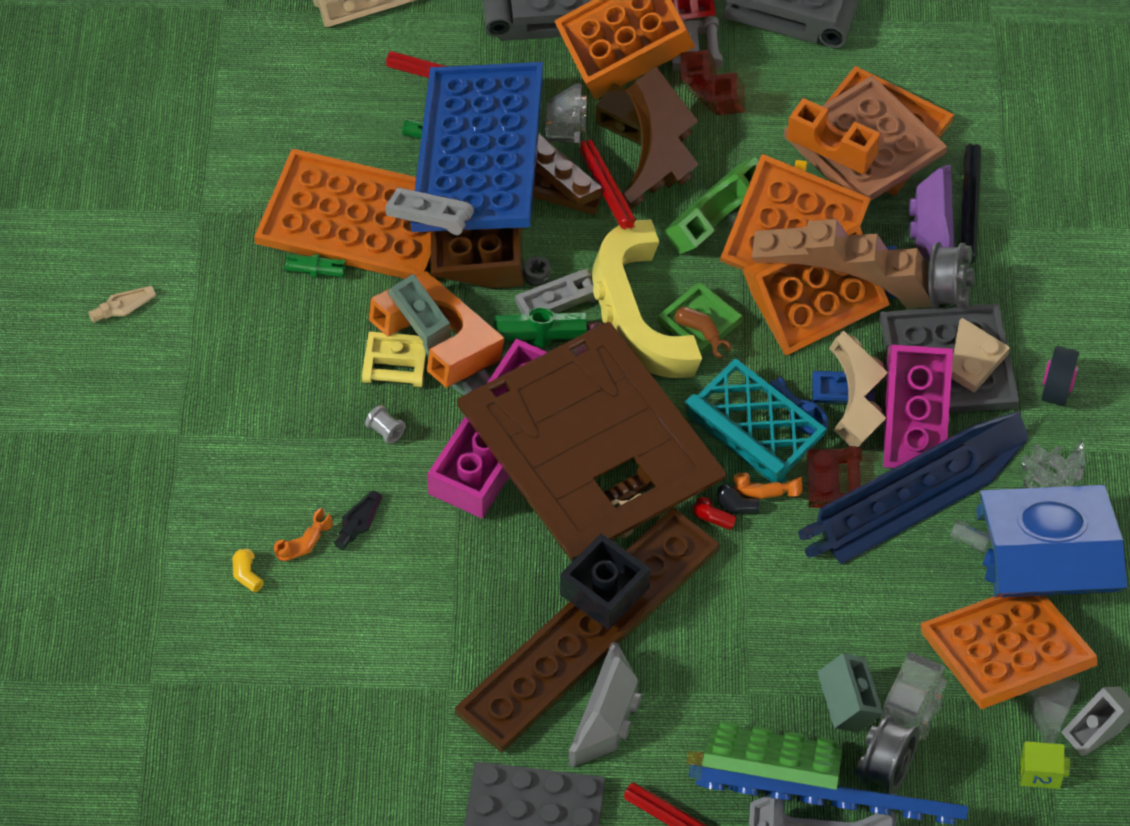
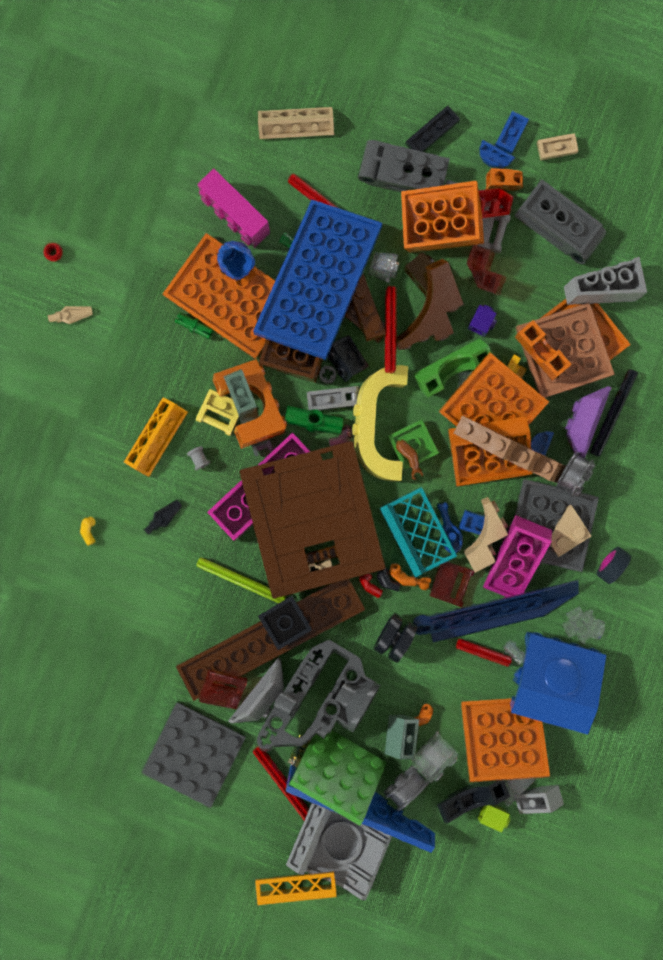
camera: 20 degrees right, 30 degrees up
(69, 228) = (50, 247): none -> red plate
(304, 545) = (126, 524): orange arm -> none
(313, 417) = (157, 438): none -> light orange fence
(323, 105) = (233, 208): none -> dark pink brick
(350, 157) = (235, 259): none -> blue hair
(429, 210) = (265, 329): light grey plate -> none
(499, 566) = (237, 579): none -> lime axle
(542, 724) = (220, 694): none -> clear red plate
(556, 242) = (347, 358): none -> black bracket
(733, 144) = (483, 320): none -> dark purple brick
(744, 665) = (347, 696): none -> dark grey piece
(782, 558) = (398, 639): none -> black wheel
(875, 658) = (425, 714): none -> orange arm
(888, 50) = (611, 284): none -> light grey wedge
(924, 552) = (483, 652): none -> red axle
(1002, 742) = (472, 797): none -> black arch

